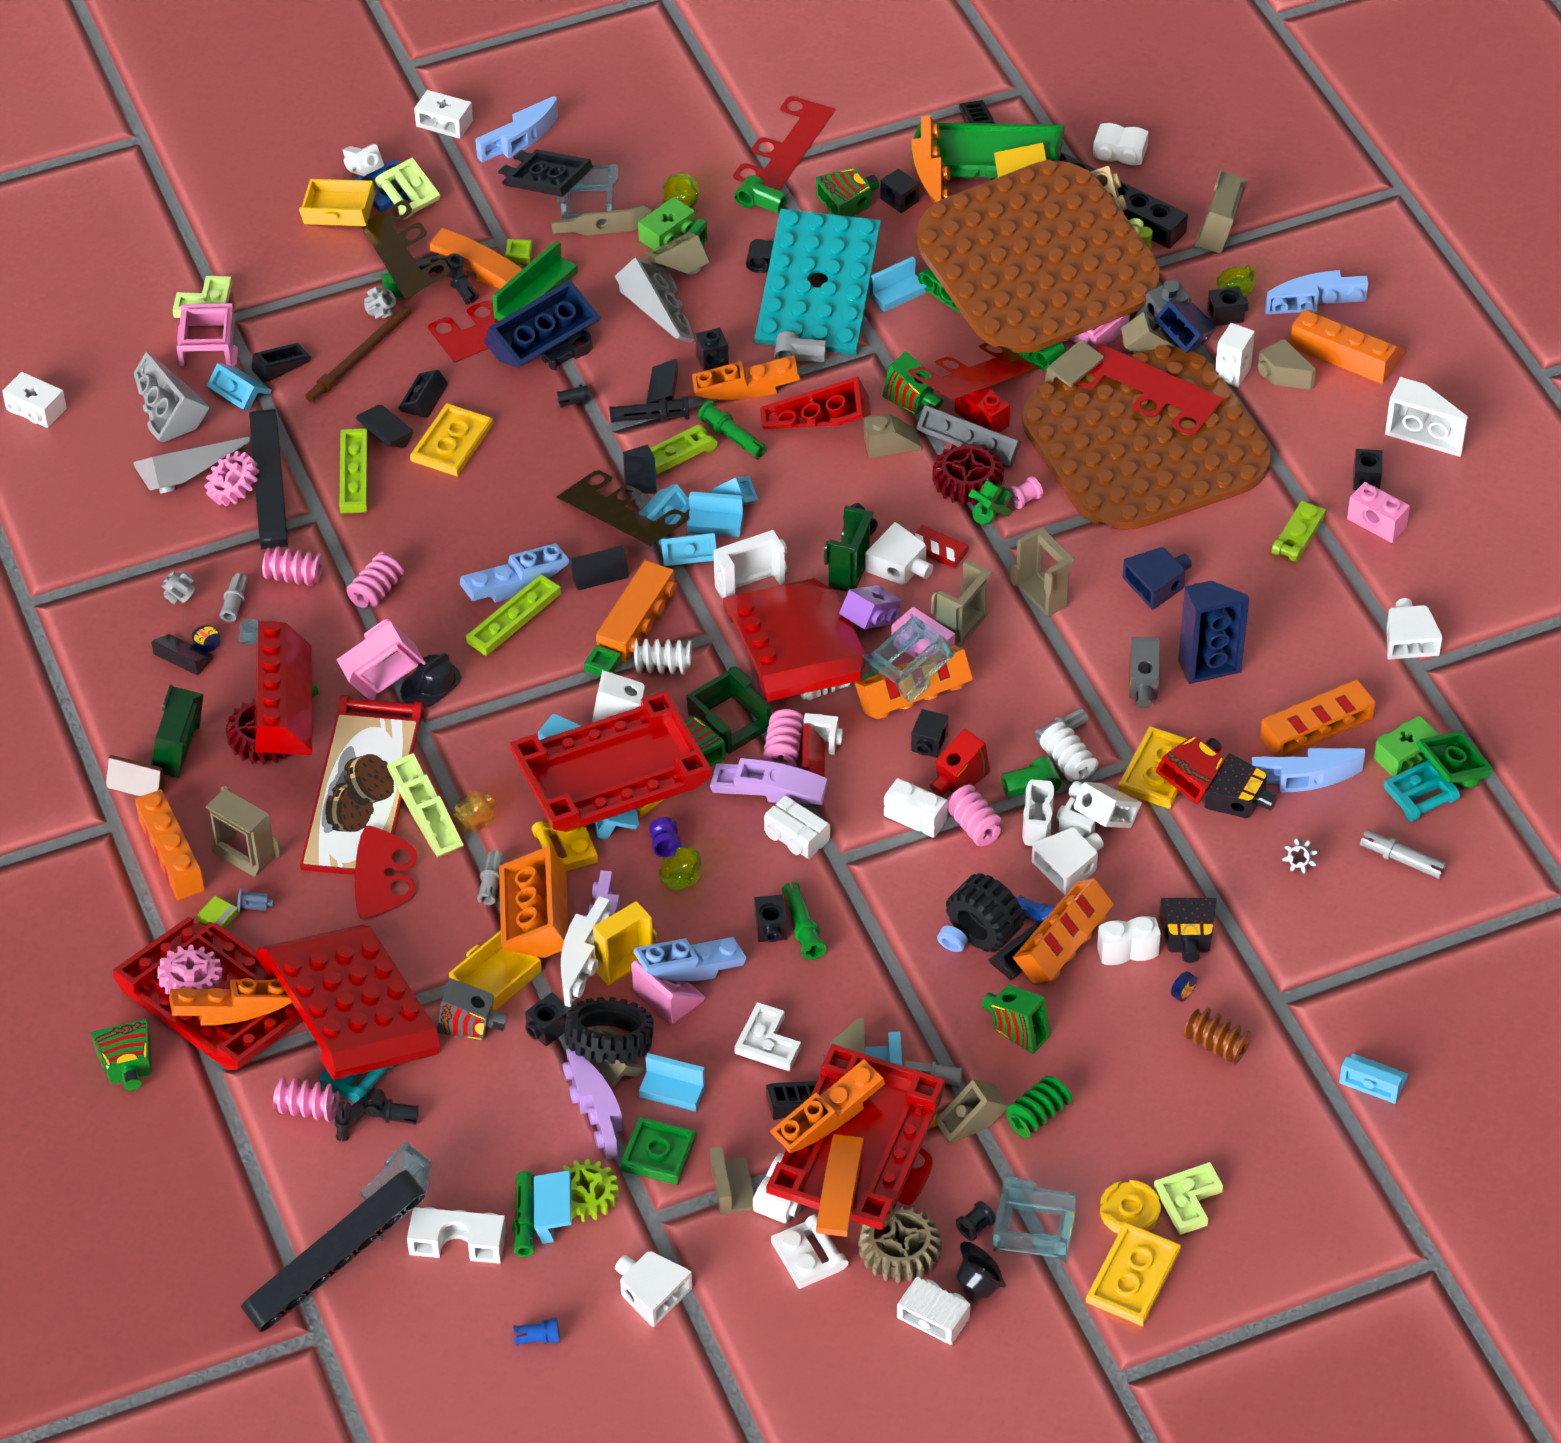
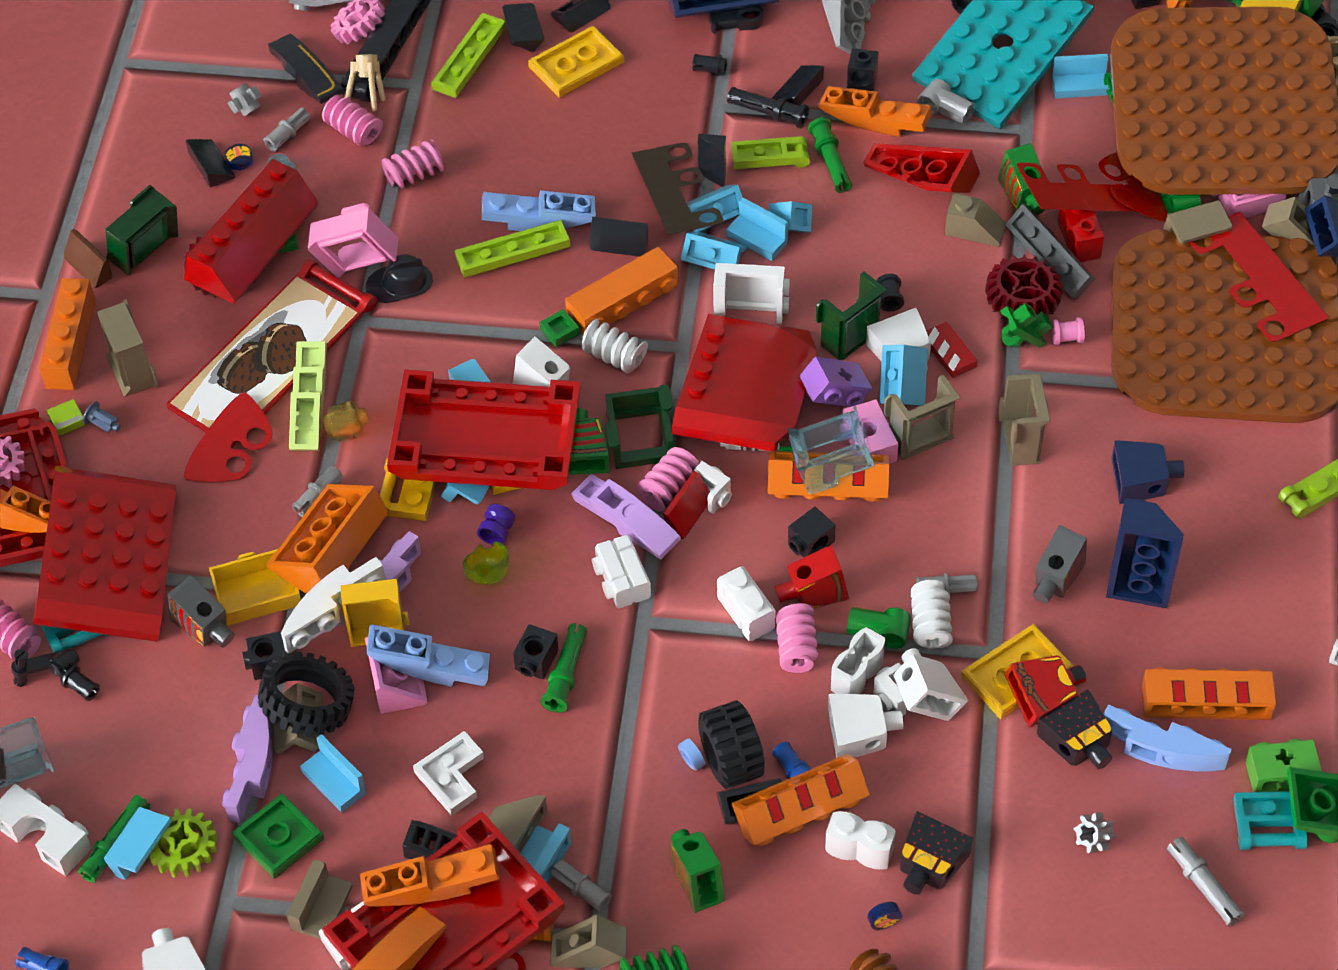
camera: 30 degrees right, 5 degrees up
(217, 539) = (306, 68): none -> black slope
(280, 513) = (367, 67): none -> tan plant
(918, 577) = (904, 373): none -> medium azure panel
(1016, 362) = (1143, 199): none -> red piece

